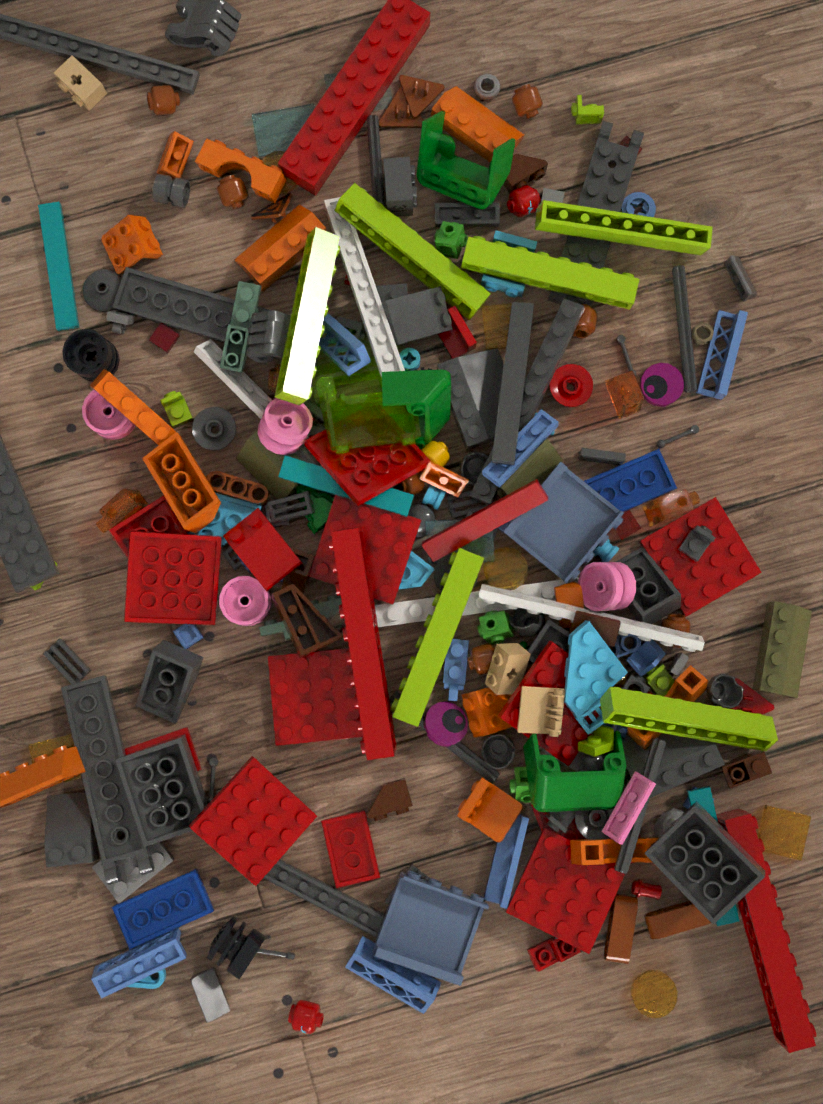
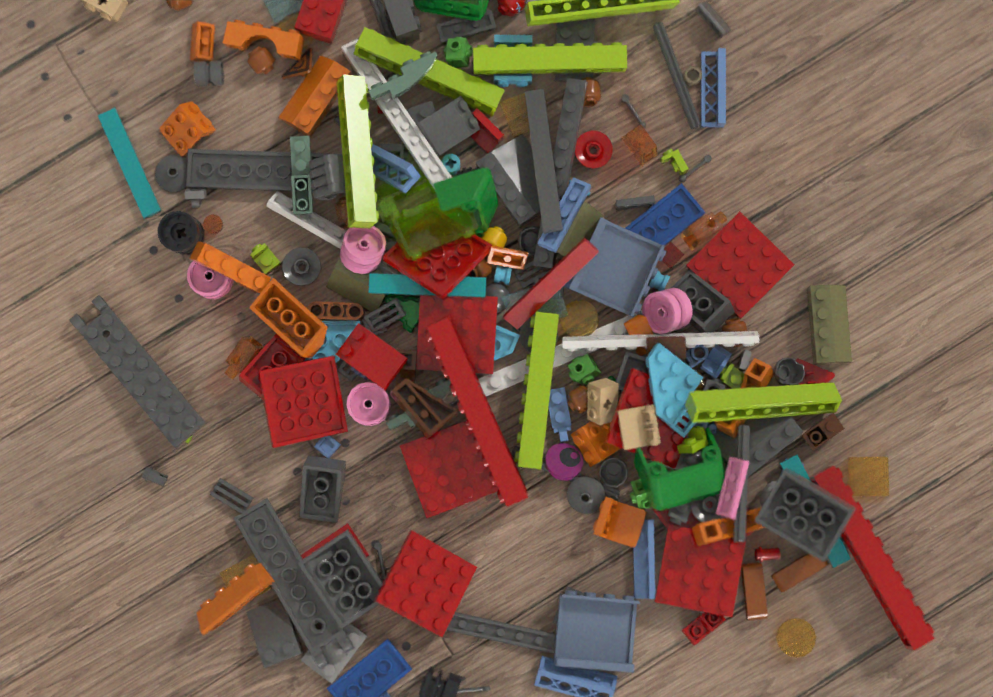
camera: 10 degrees left, 0 degrees up
(131, 356) = (213, 224): none -> clear orange tile
(164, 337) = (237, 200): dark red tile -> none
(350, 849) = (512, 587): red tile -> none
(391, 798) = (535, 534): reddish brown slope -> none
(392, 247) = (412, 74): none -> sand green slope
(461, 758) = (585, 486): none -> dark grey dish
(526, 623) = (609, 359): dark grey hair -> none
(661, 384) = (669, 128): magenta tile -> none
(661, 425) = (678, 162): none -> lime bracket
(696, 542) = (733, 254): dark grey bracket -> none

